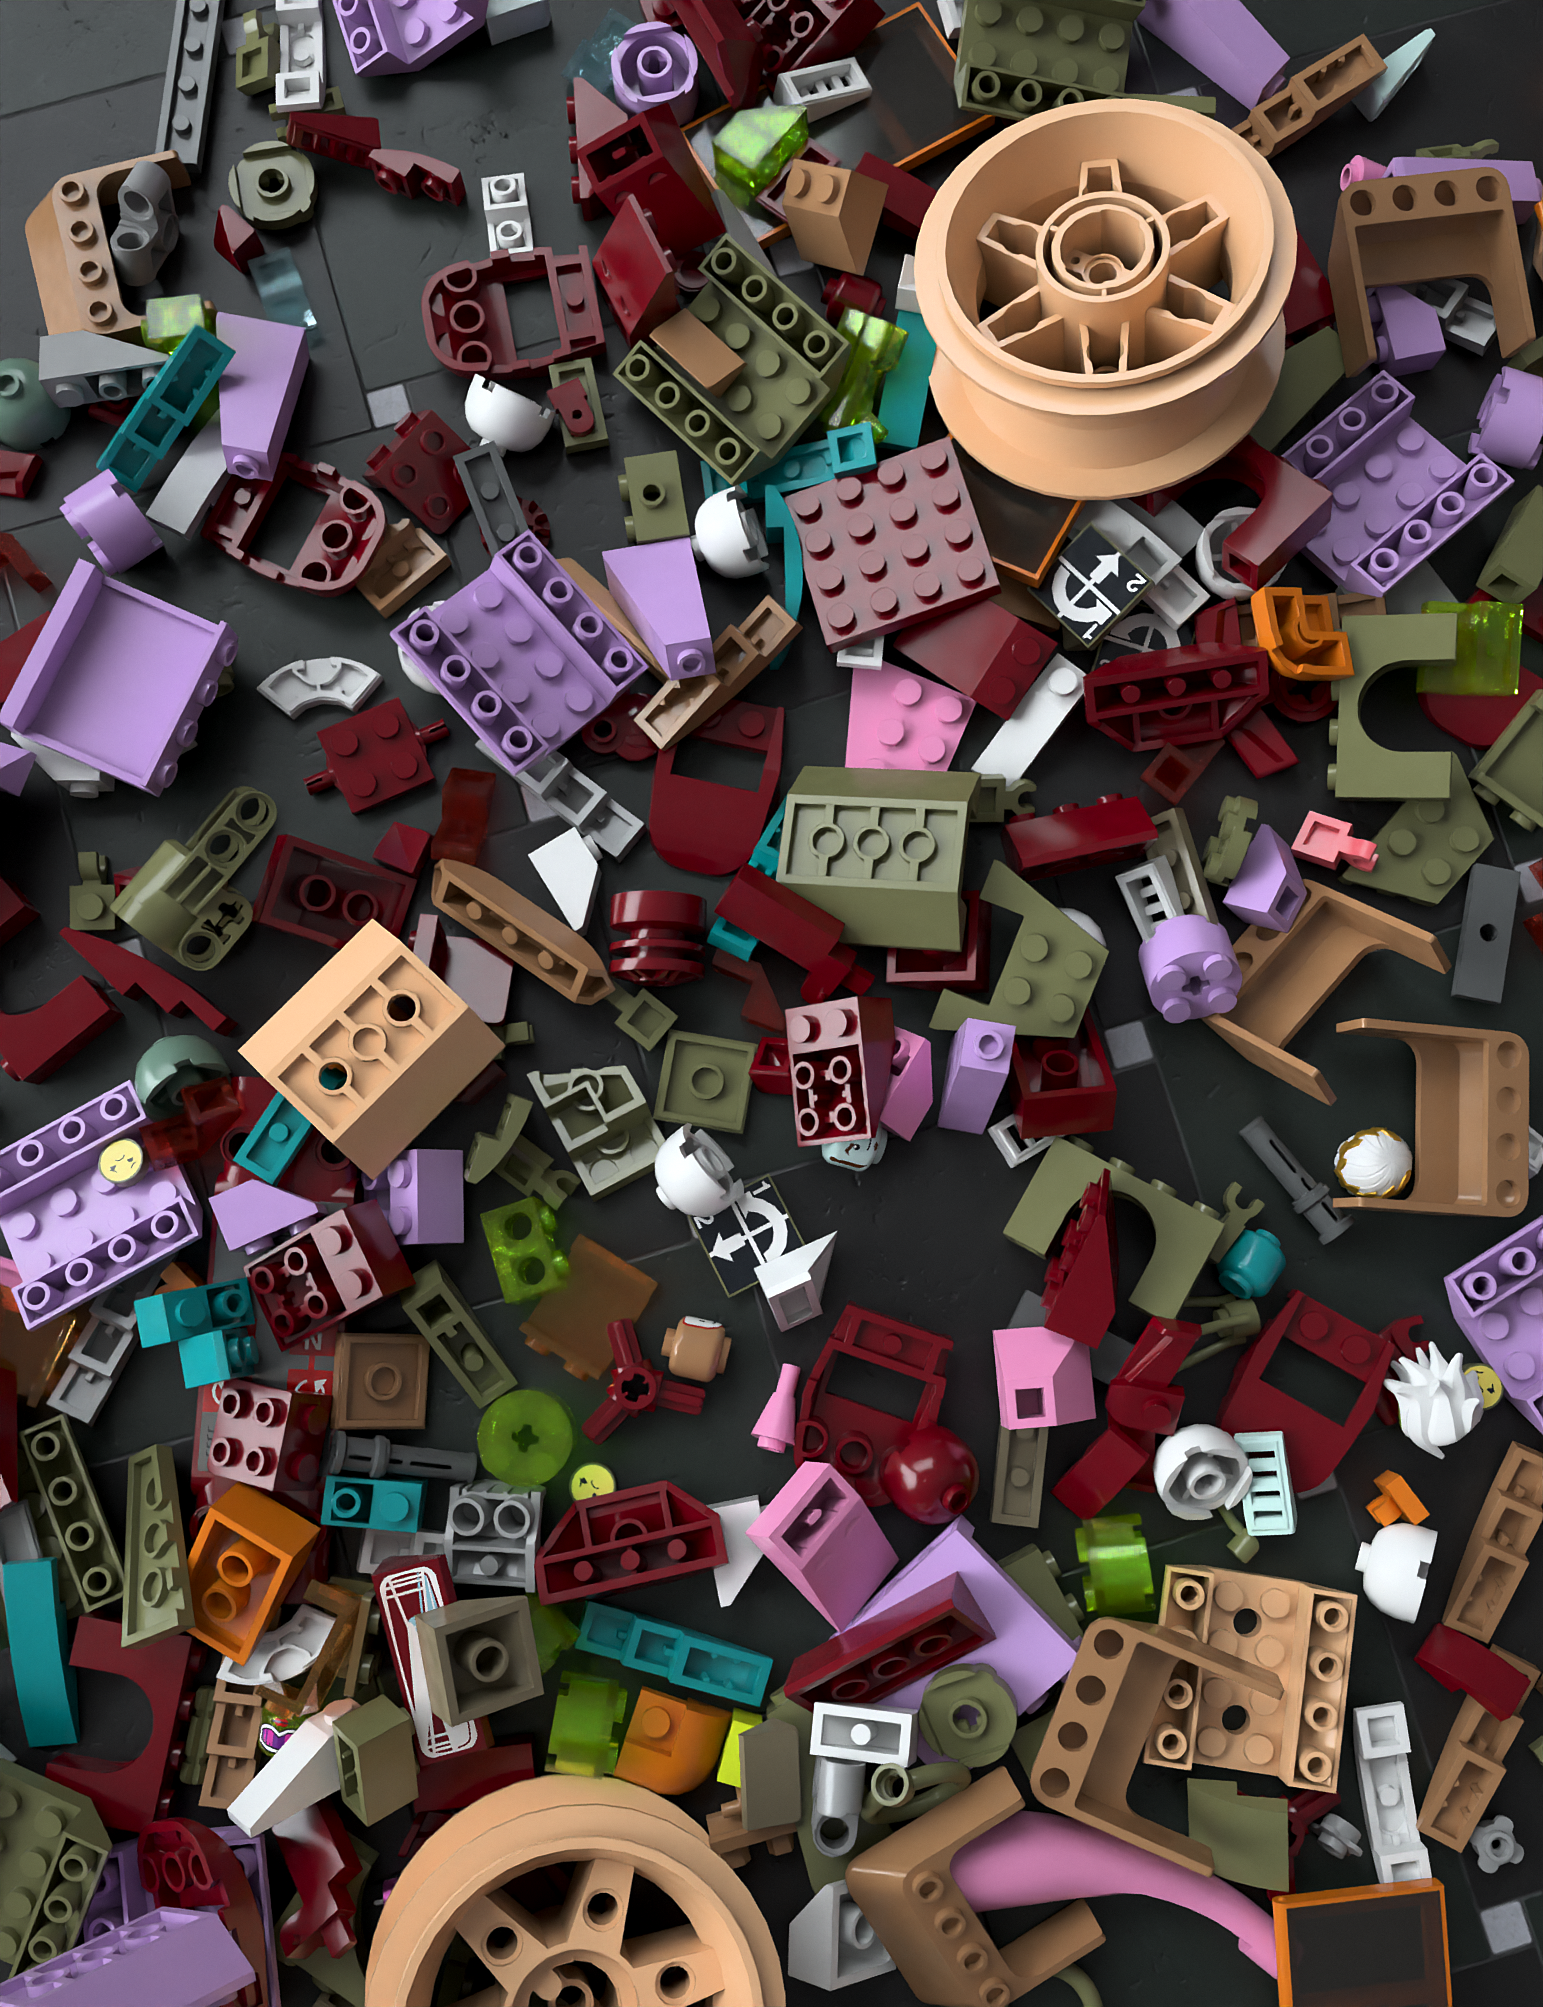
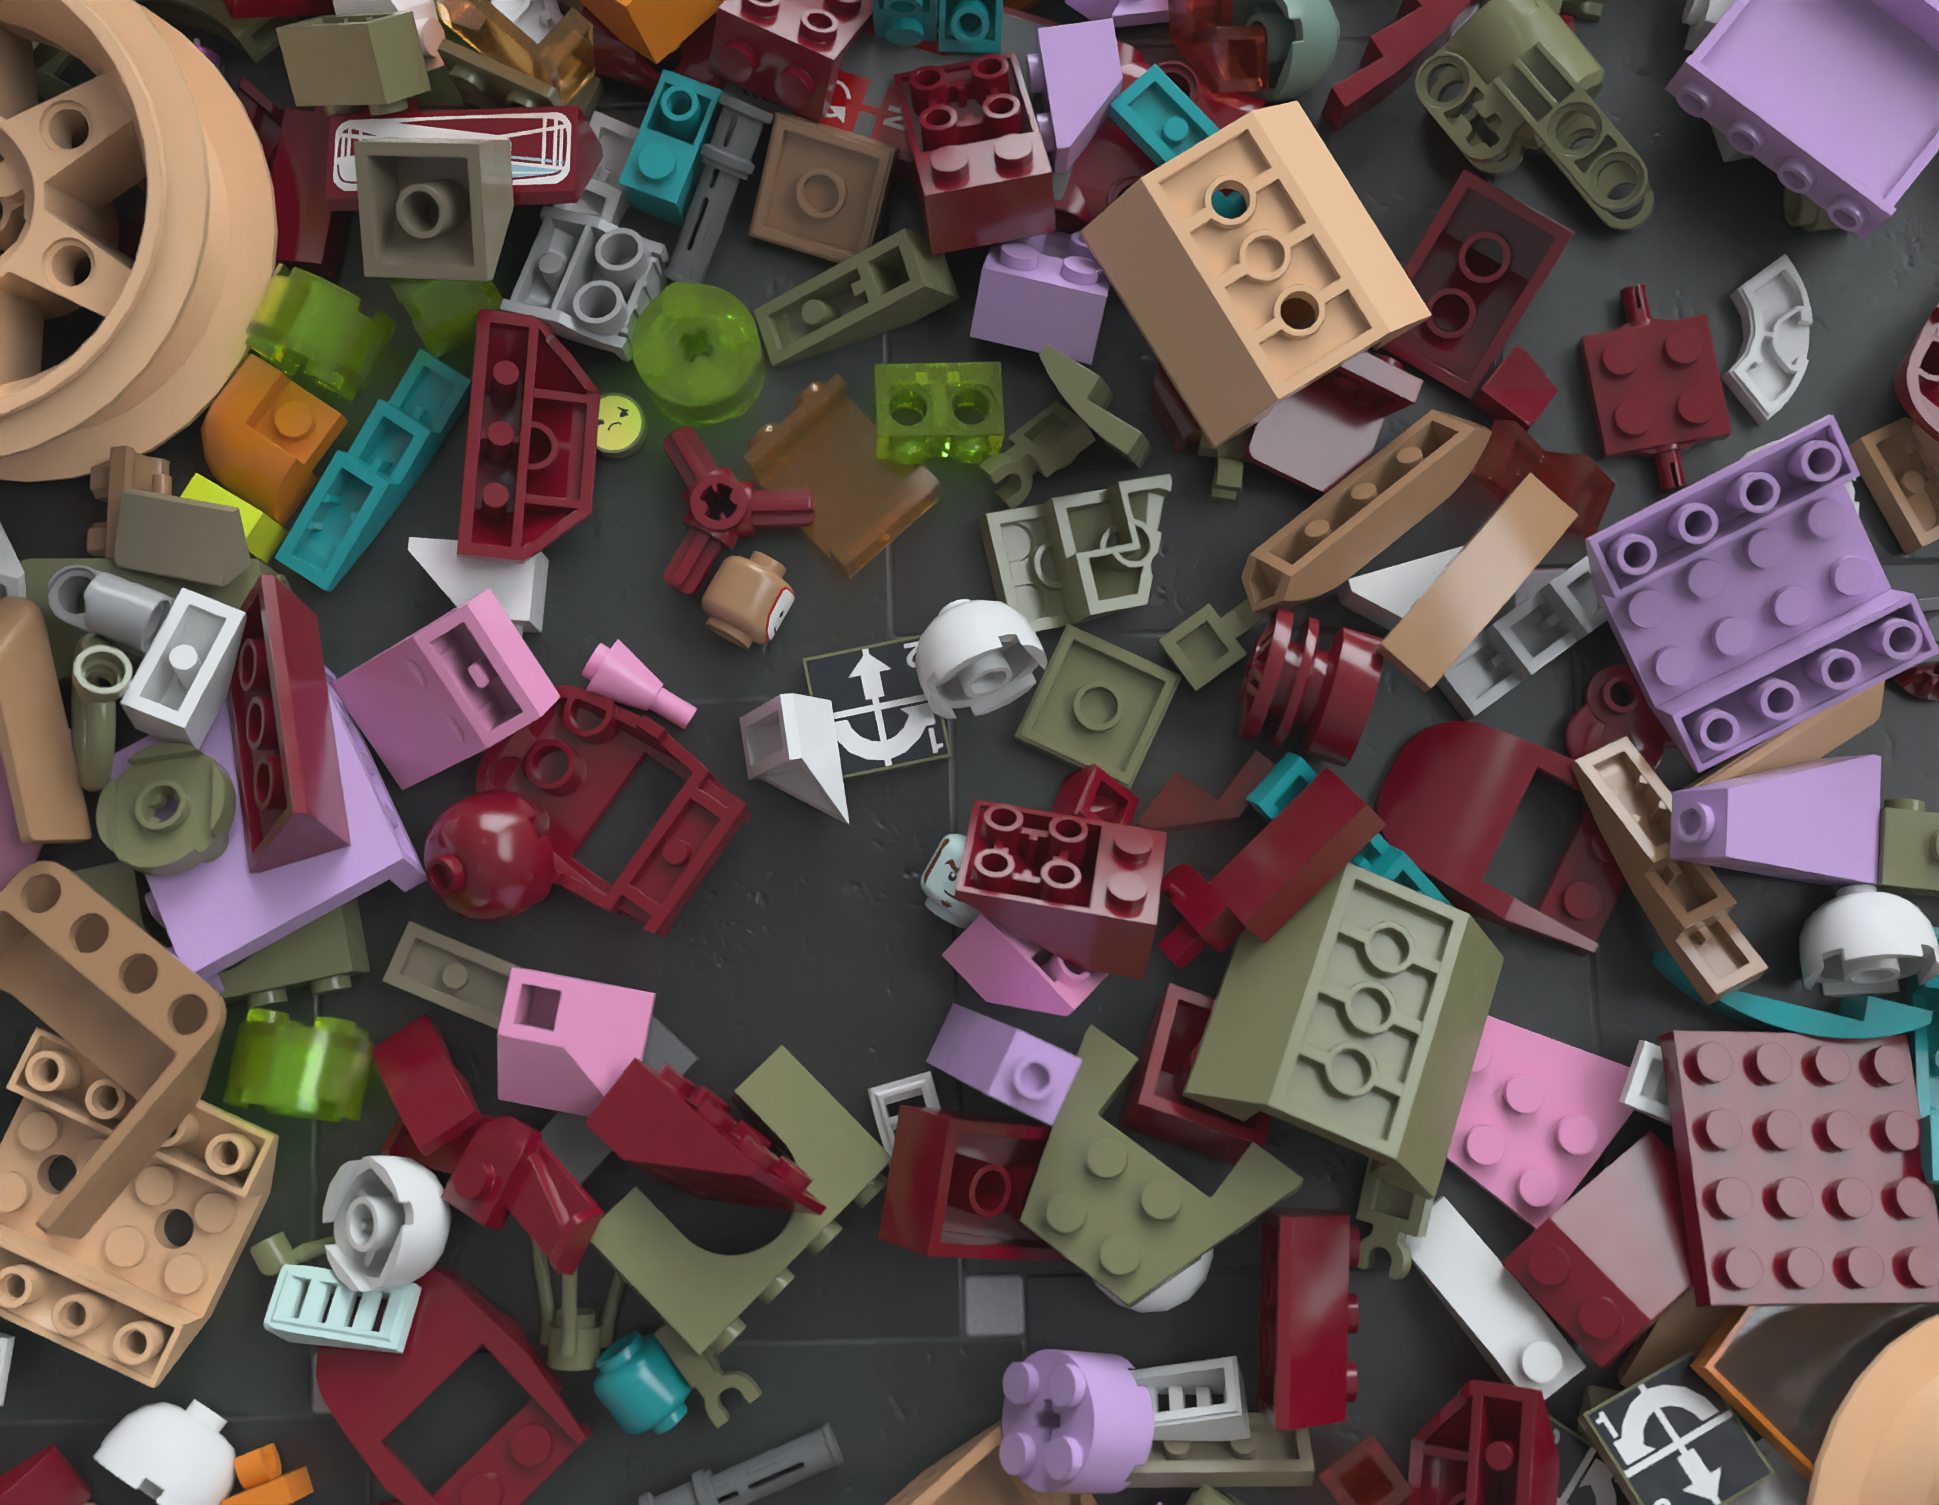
camera: 105 degrees right, 0 degrees up
(557, 841) = (1476, 583): none -> medium nougat slope

